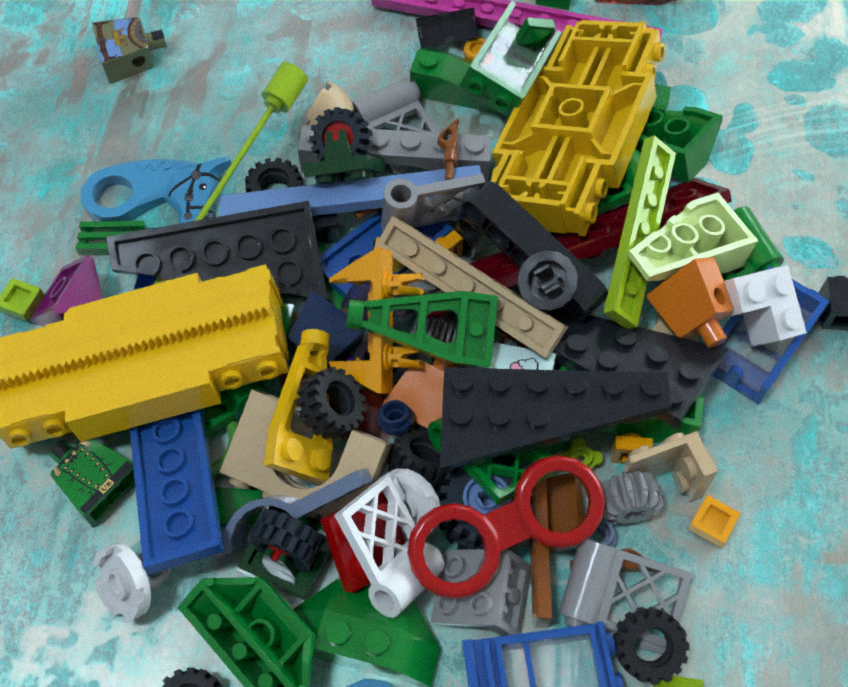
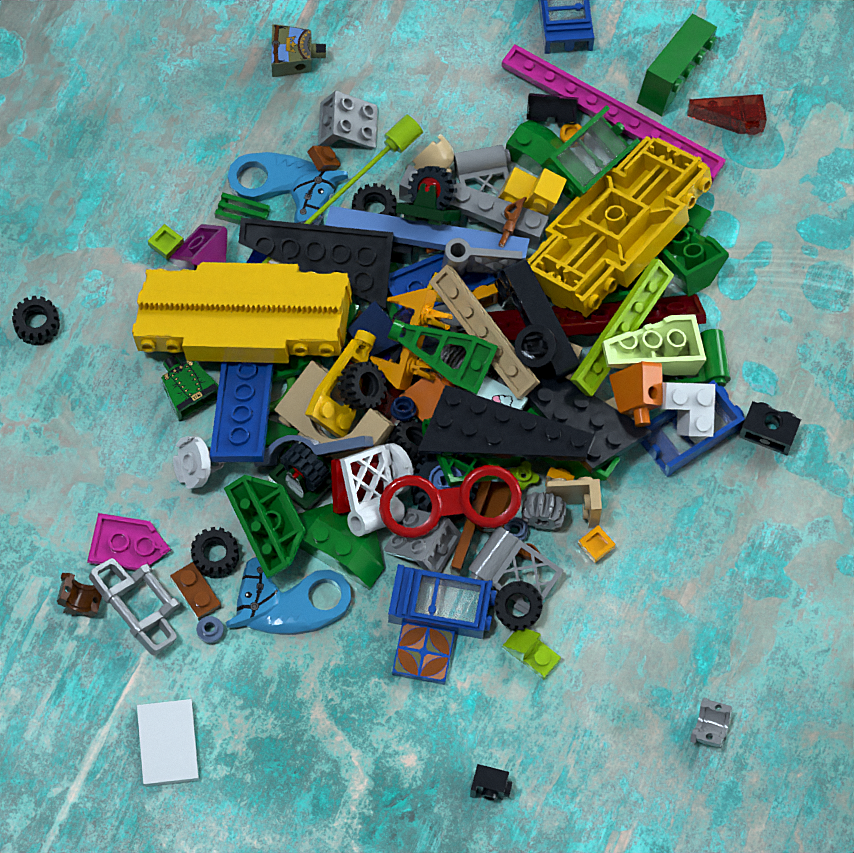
camera: 15 degrees right, 5 degrees up
(195, 149) = (324, 158): none -> dark orange plate
(213, 99) = (348, 120): none -> light grey bracket
(475, 109) = (541, 192): none -> yellow brick
(535, 32) = (618, 135): green tile -> none

